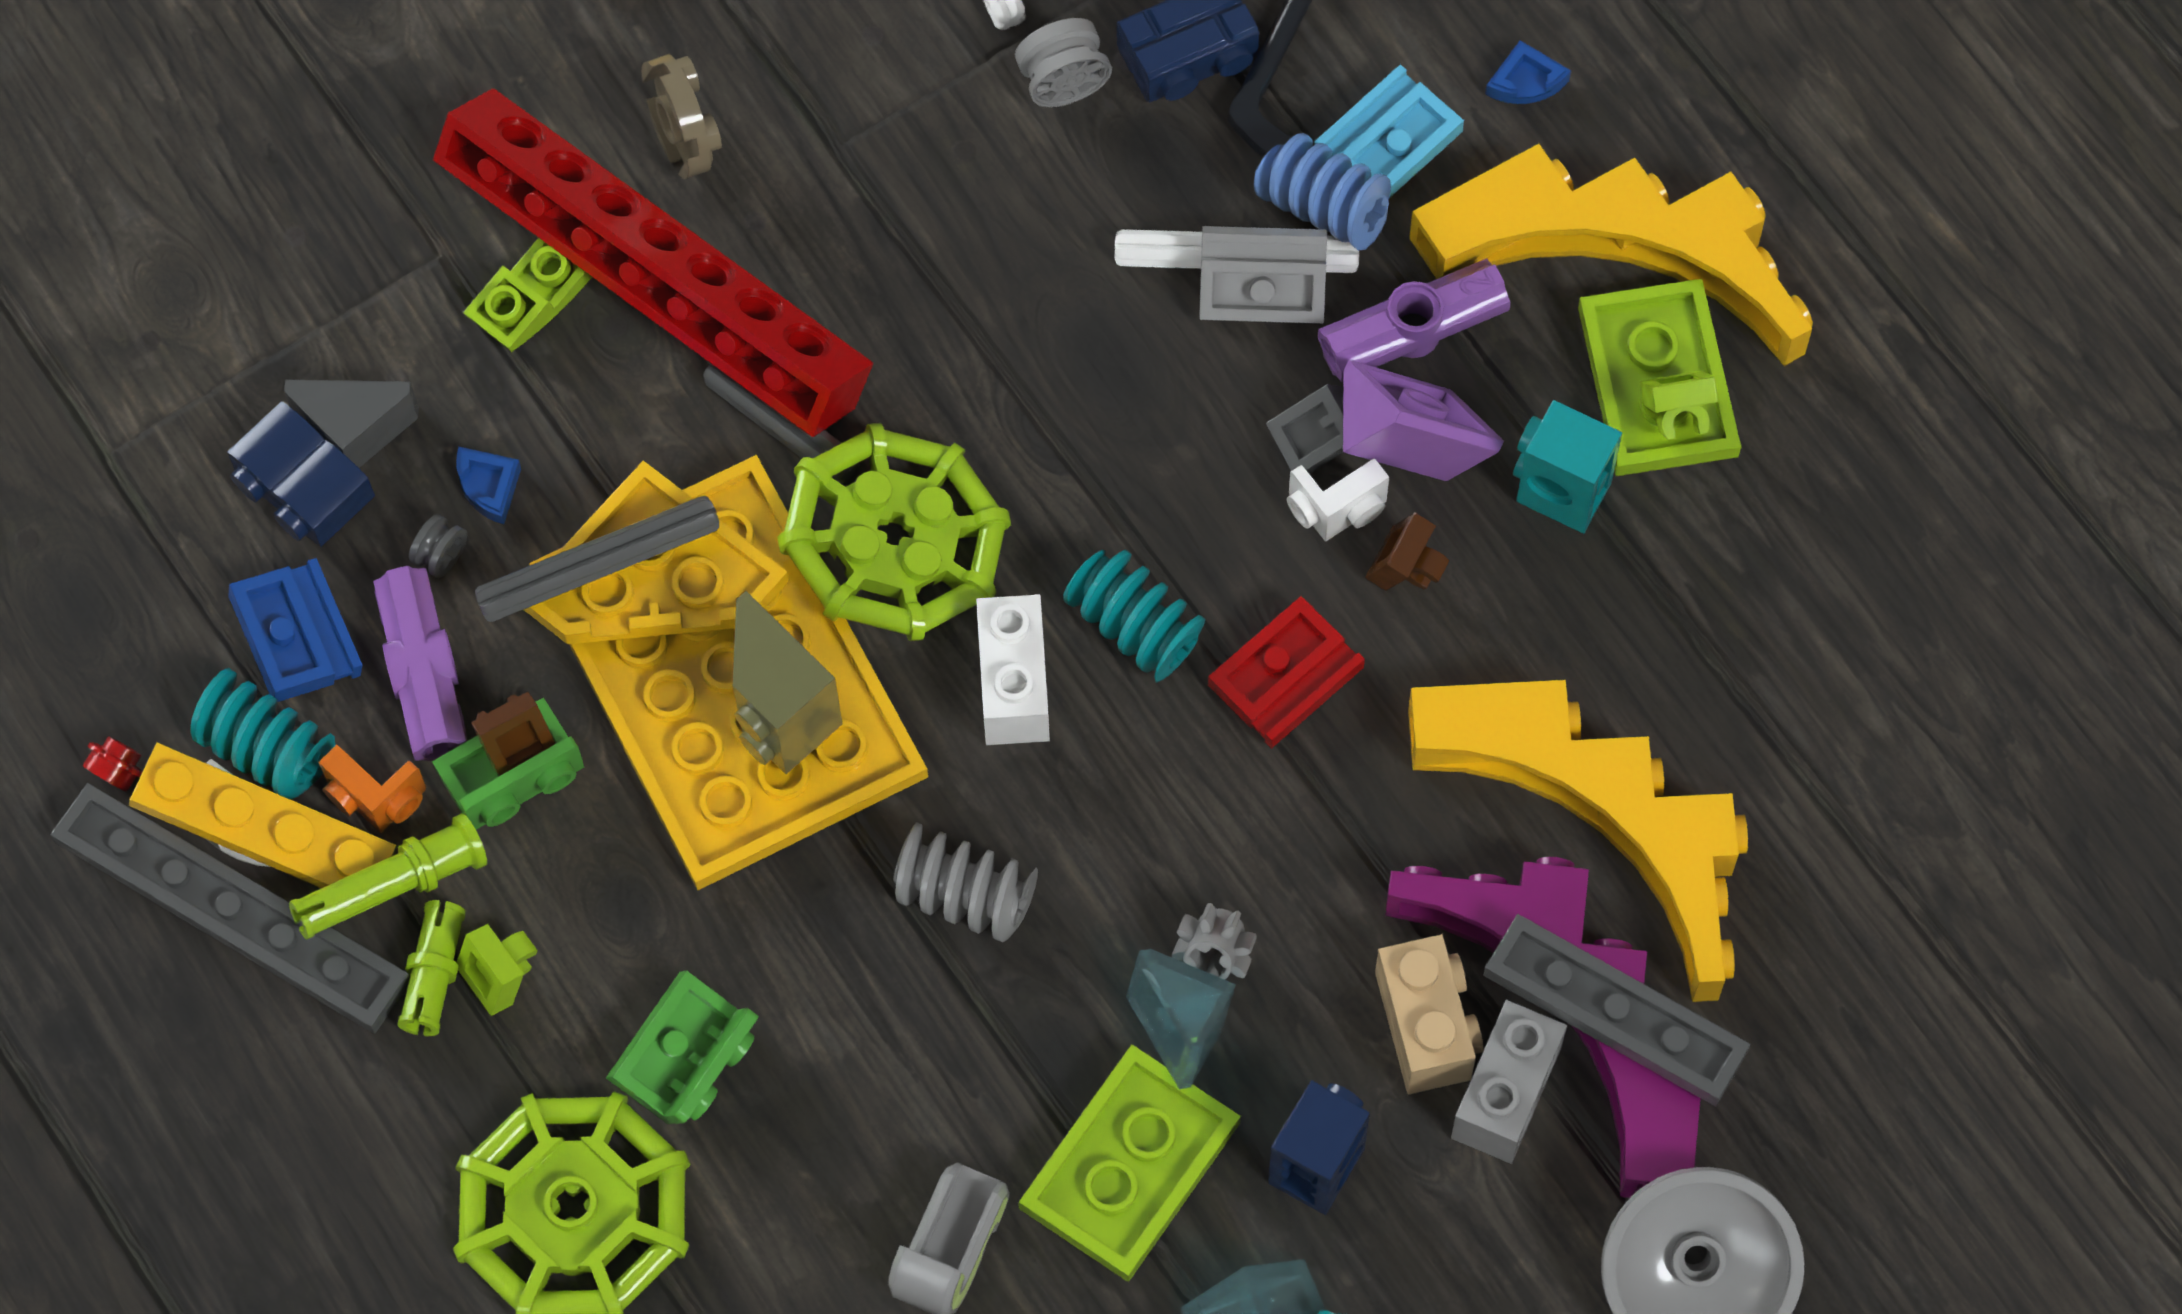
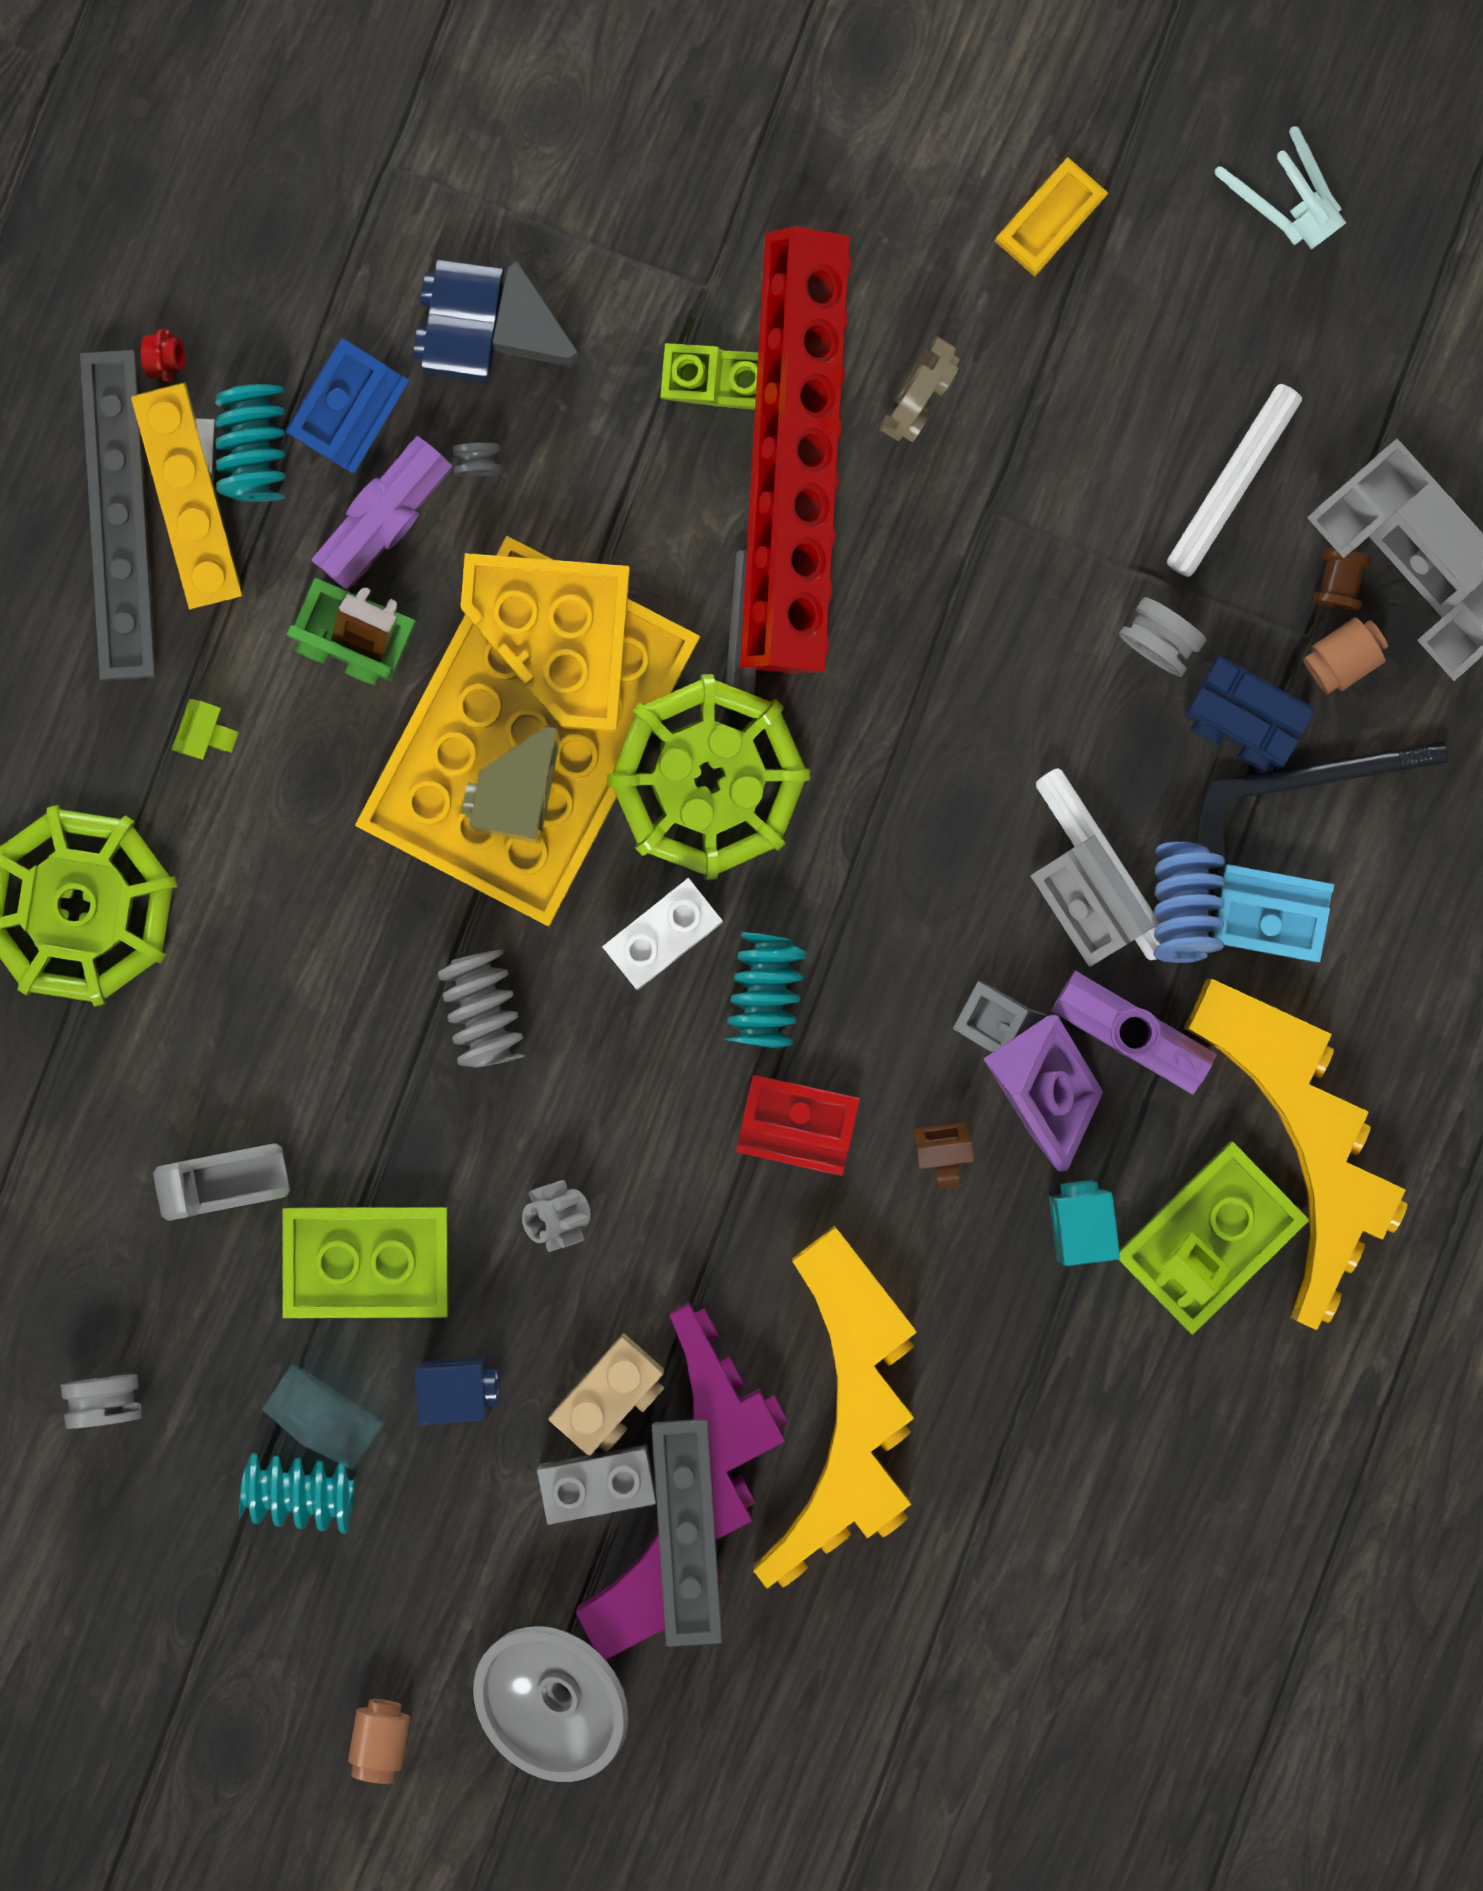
camera: 50 degrees right, 20 degrees up
(355, 790) = (259, 539): orange bracket -> none
(415, 866) = (234, 625): lime pin -> none
(431, 968) = (172, 687): lime pin -> none
(488, 481) = (554, 455): blue tile -> none
(597, 558) = (528, 592): dark grey axle -> none
(683, 1050) = (232, 904): bright green bracket -> none
(1179, 1010) = (491, 1227): clear light blue slope -> none
(1350, 501) = (959, 1086): white bracket -> none
(1527, 77) = (1396, 979): blue tile -> none

